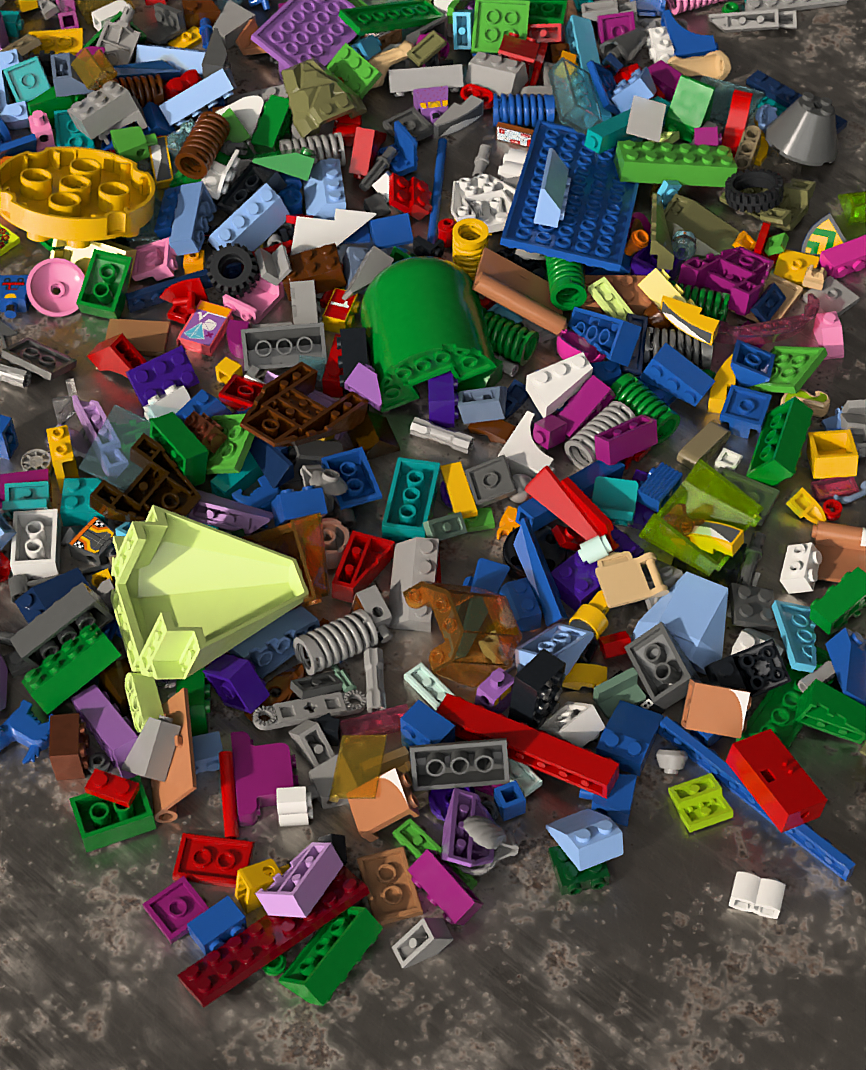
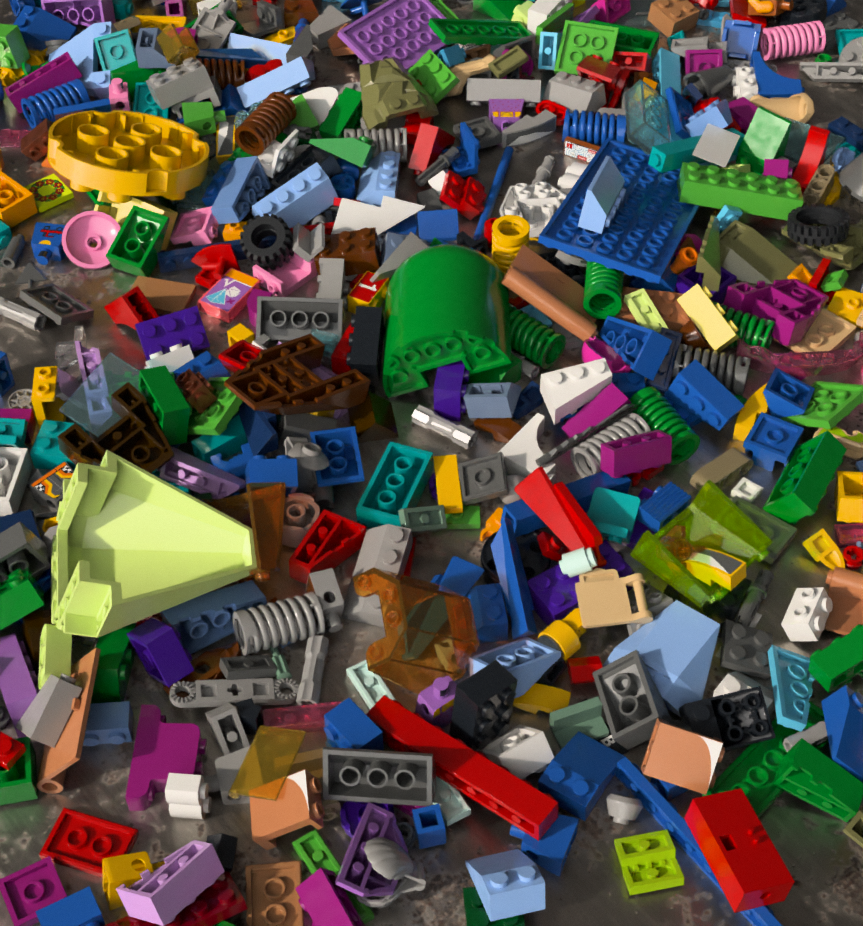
camera: 10 degrees right, 5 degrees down
(228, 794) = (121, 772): red piece -> none
(365, 383) = (370, 362): medium lavender slope -> none
(549, 431) = (555, 433): magenta brick -> none
(572, 431) = (581, 437): none -> dark grey sword
(684, 244) = (733, 267): clear light blue head -> none
(690, 319) = (726, 340): yellow slope -> none
(768, 303) = (816, 335): dark blue plate -> none

